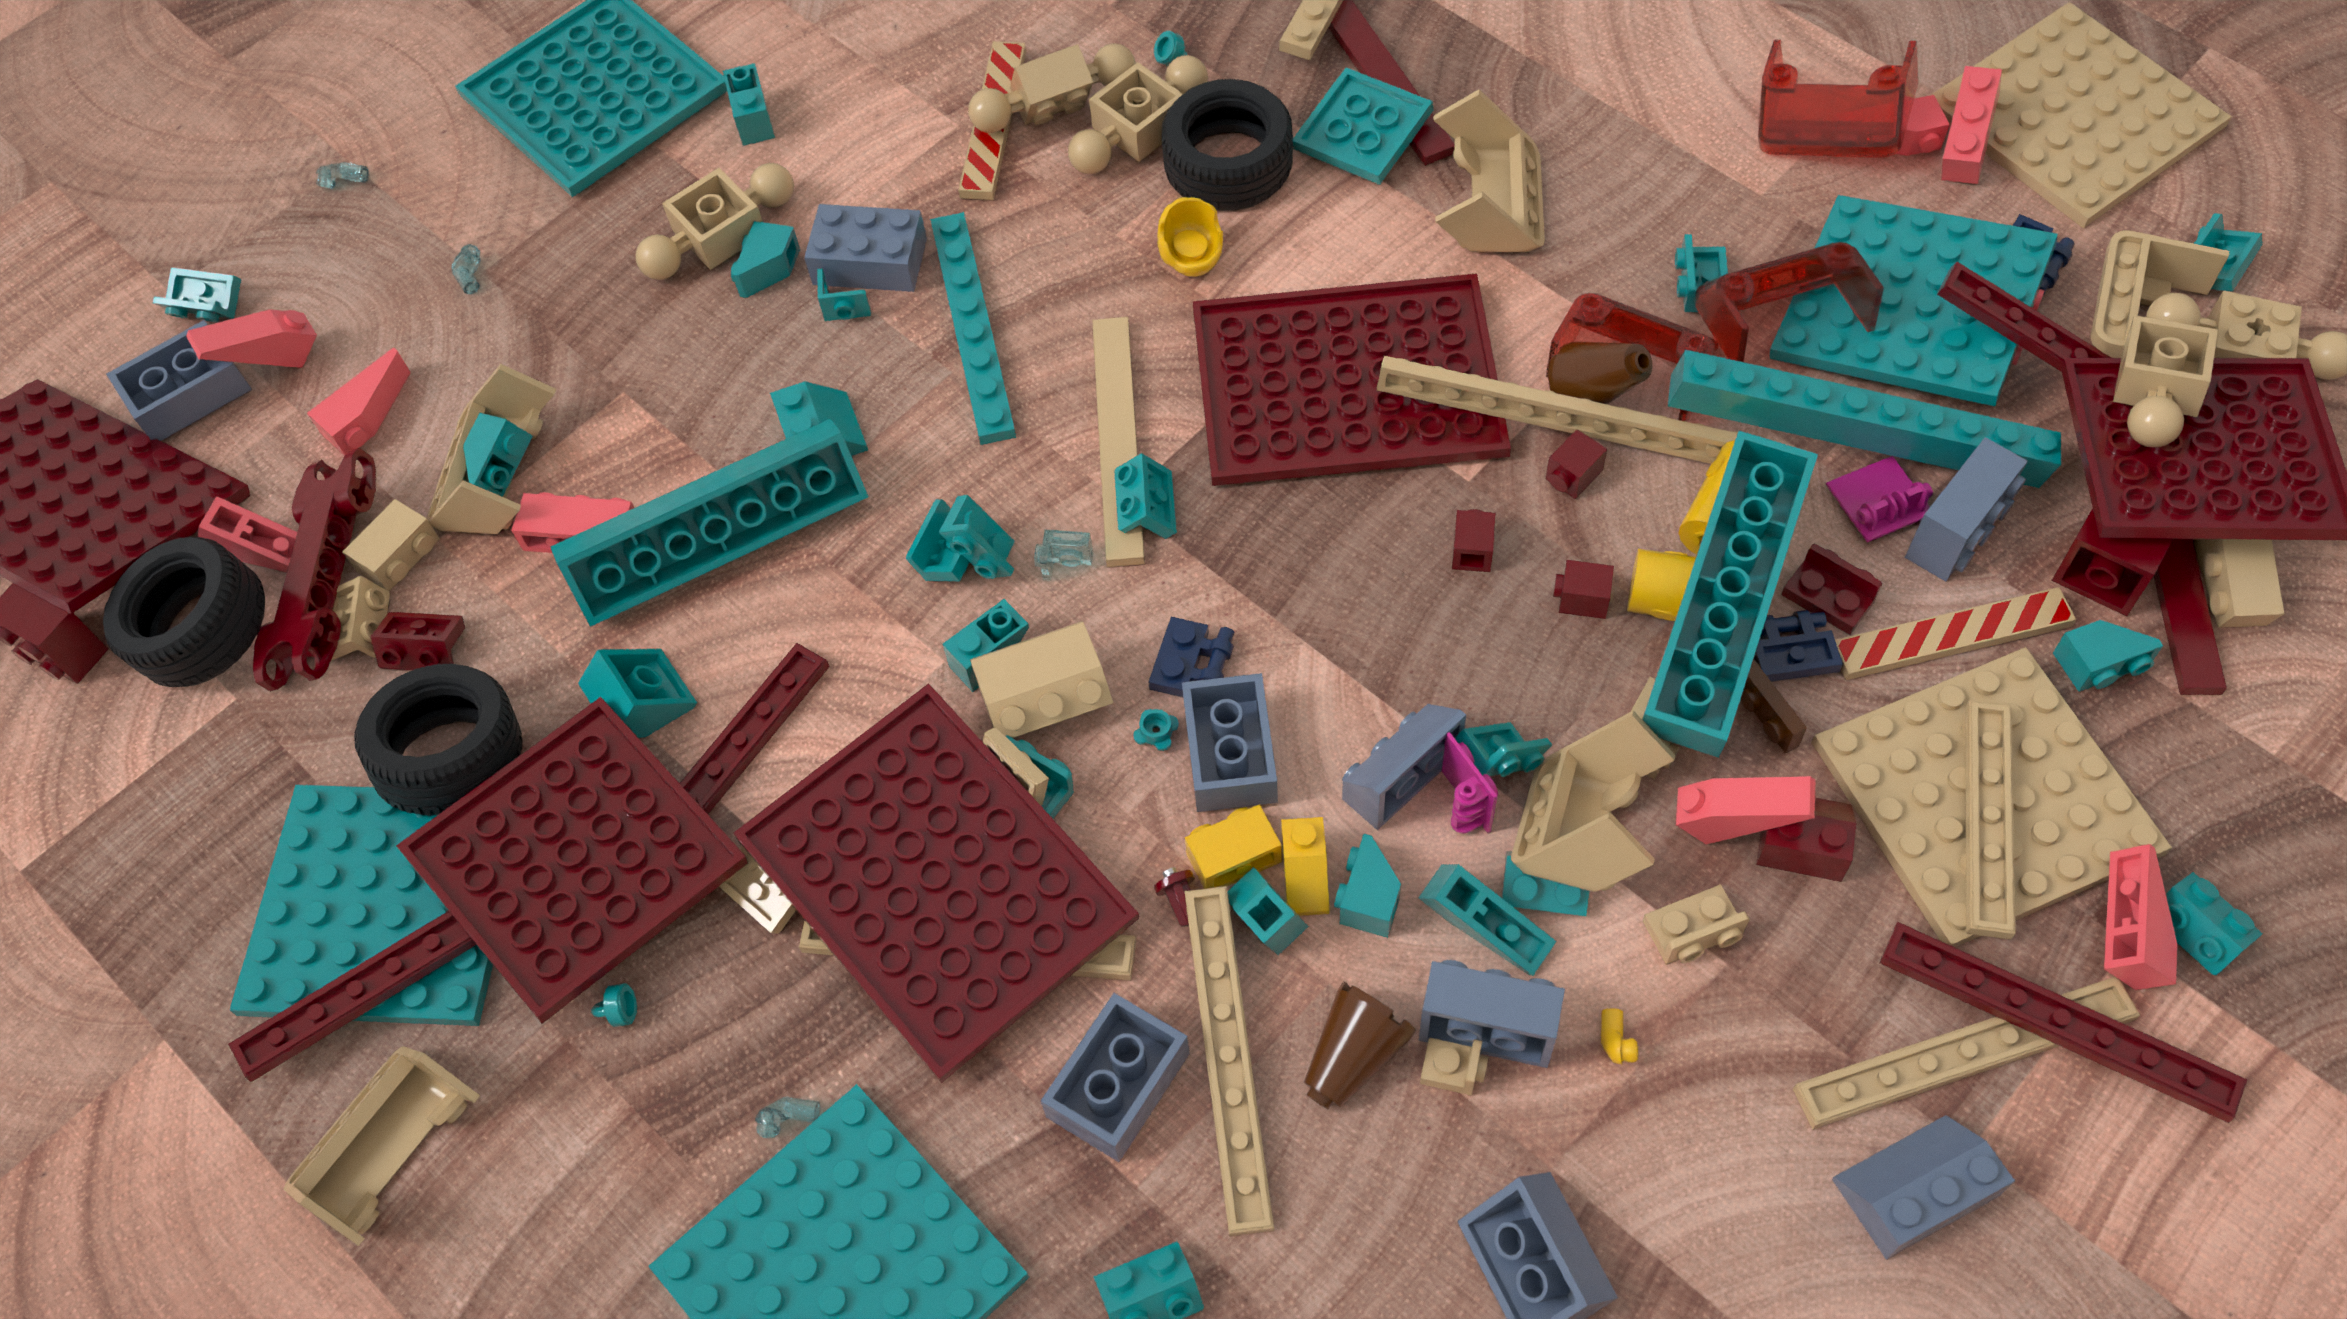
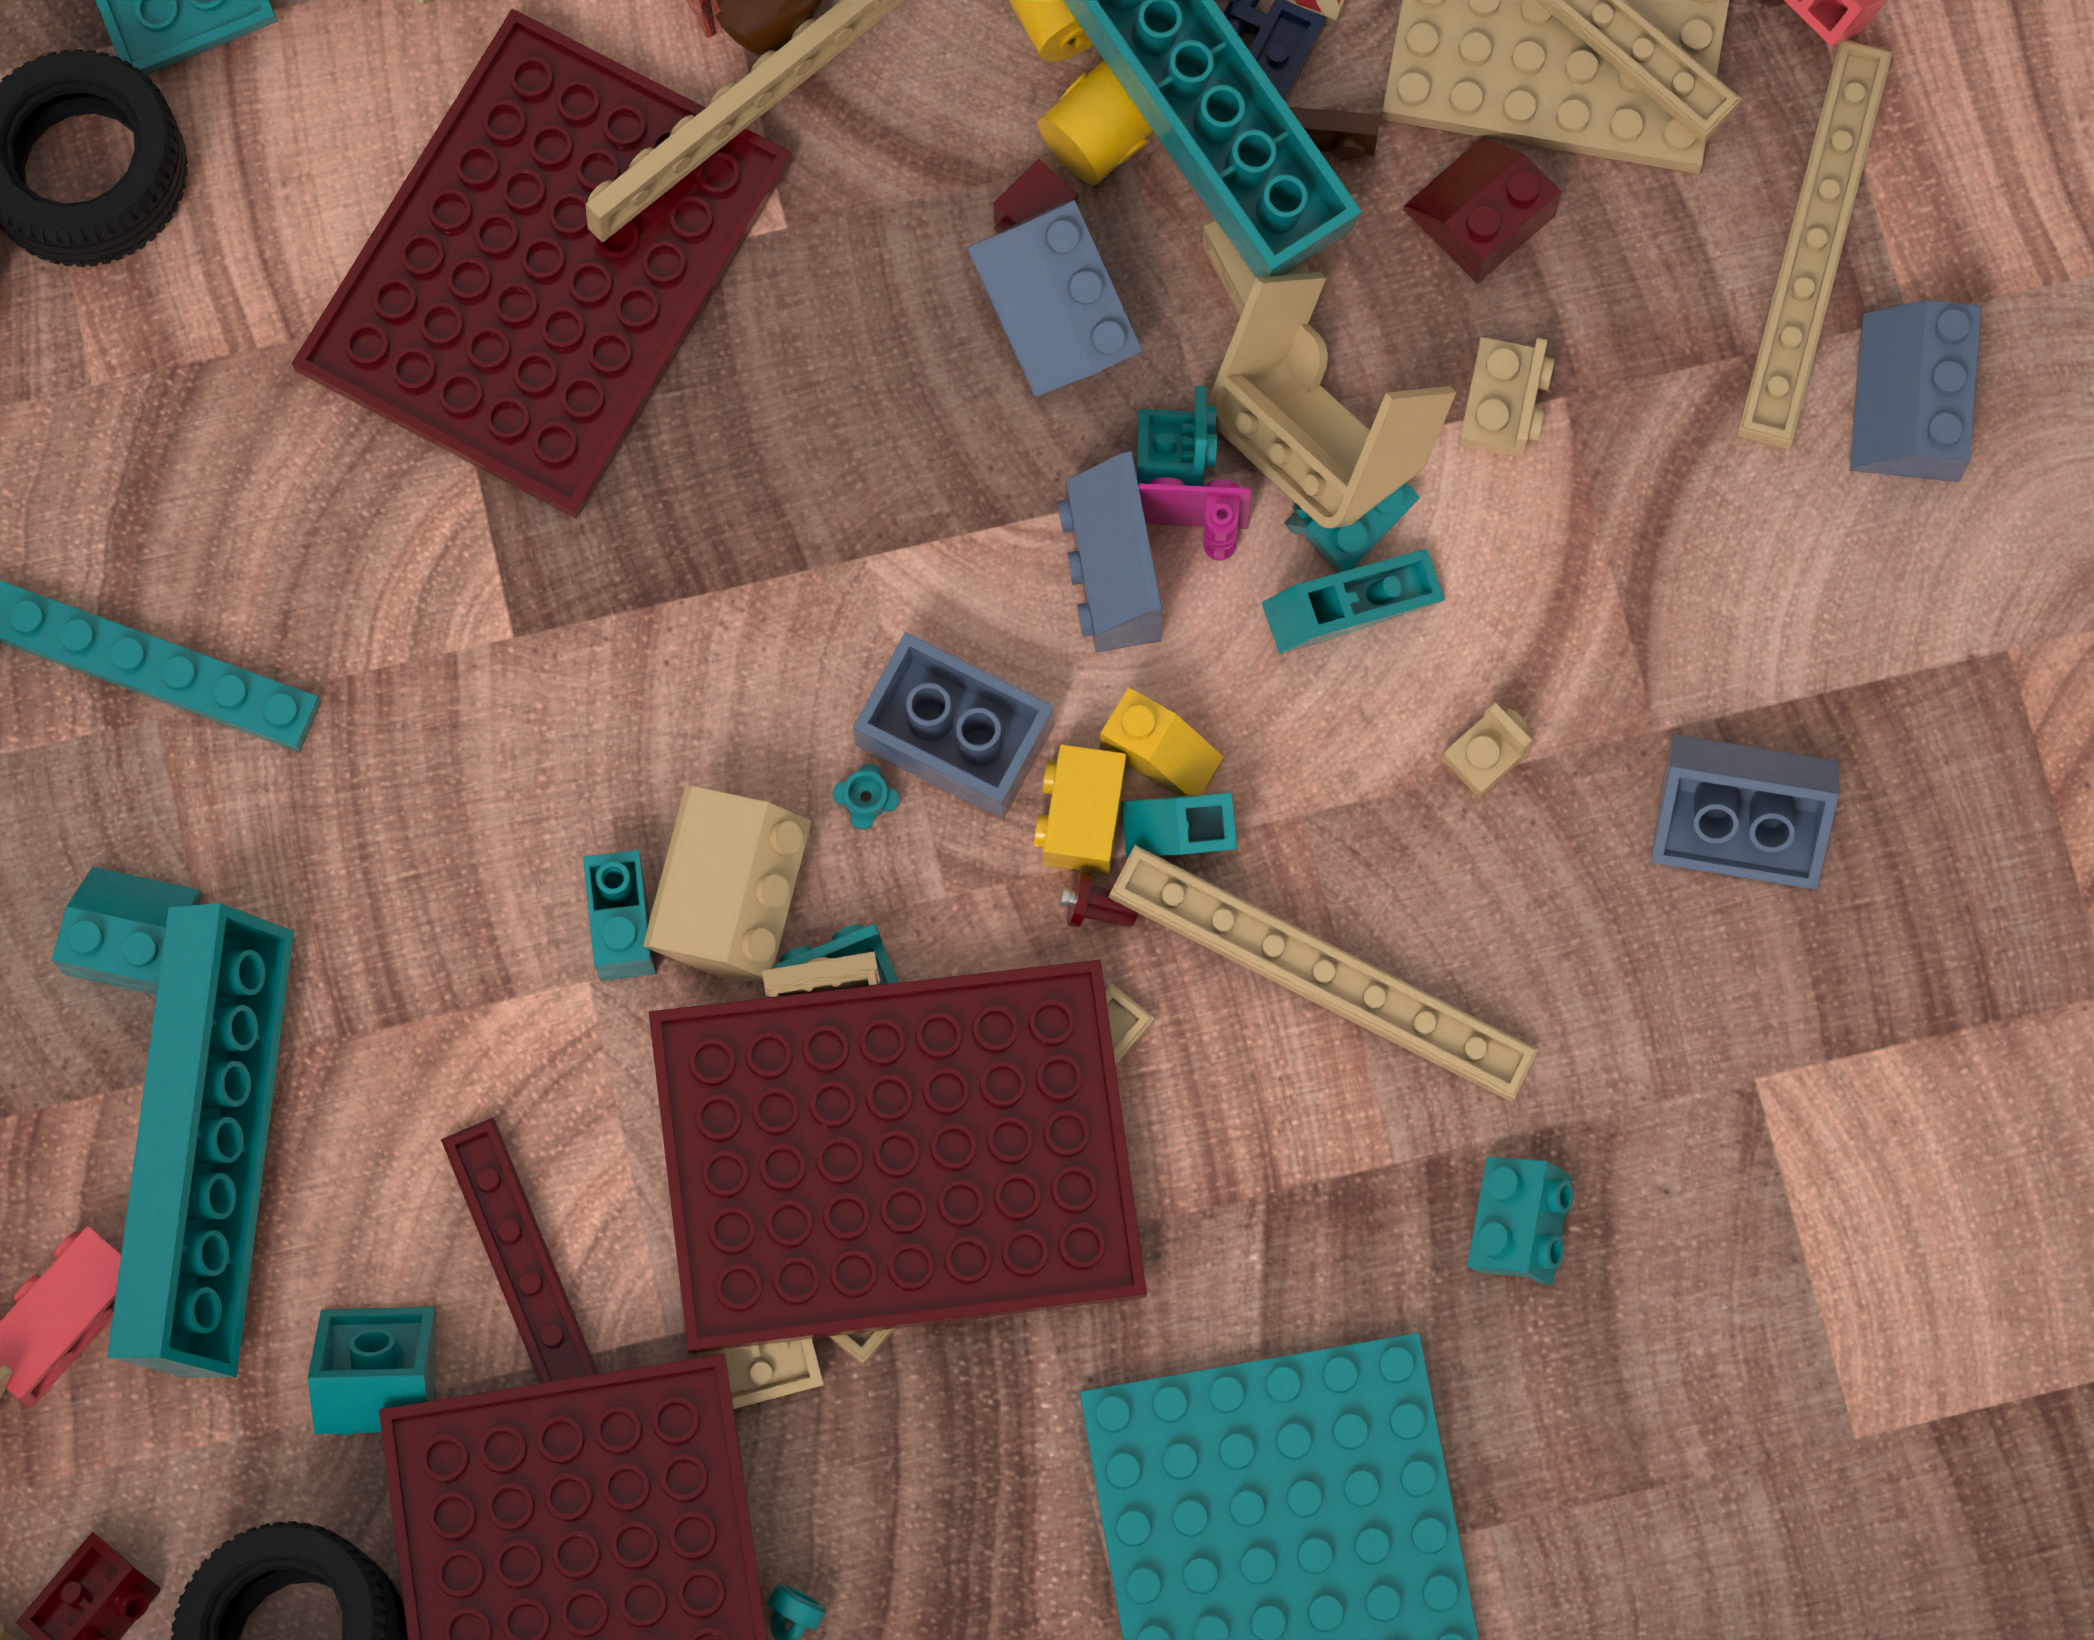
camera: 60 degrees left, 15 degrees up
(783, 1109) = (1054, 1493): clear light blue arm -> none
(932, 553) = (434, 876): teal bracket -> none
(978, 538) = (469, 836): teal bracket -> none
(1065, 548) = (548, 741): clear light blue bracket -> none
(1116, 432) = (423, 583): tan tile -> none
(1116, 1077) = (1272, 1104): sand blue brick -> none
(1145, 496) = (541, 607): teal bracket -> none
(1181, 652) = (788, 709): dark blue plate -> none
(1190, 236) = (195, 301): yellow piece -> none
(1353, 1046) = (1407, 837): reddish brown cone -> none
(1371, 892) = (1237, 694): teal slope -> none
(1473, 540) = (881, 280): dark red brick -> none
(1507, 1014) = (1471, 669): sand blue brick -> none
(1536, 627) = (1054, 298): none -> sand blue slope
(1576, 464) = (865, 98): dark red brick -> none
(1612, 1040) = (1572, 572): yellow arm -> none
(1742, 806) = (1428, 247): coral slope -> none
(2065, 1022) = (1848, 131): dark red tile -> none

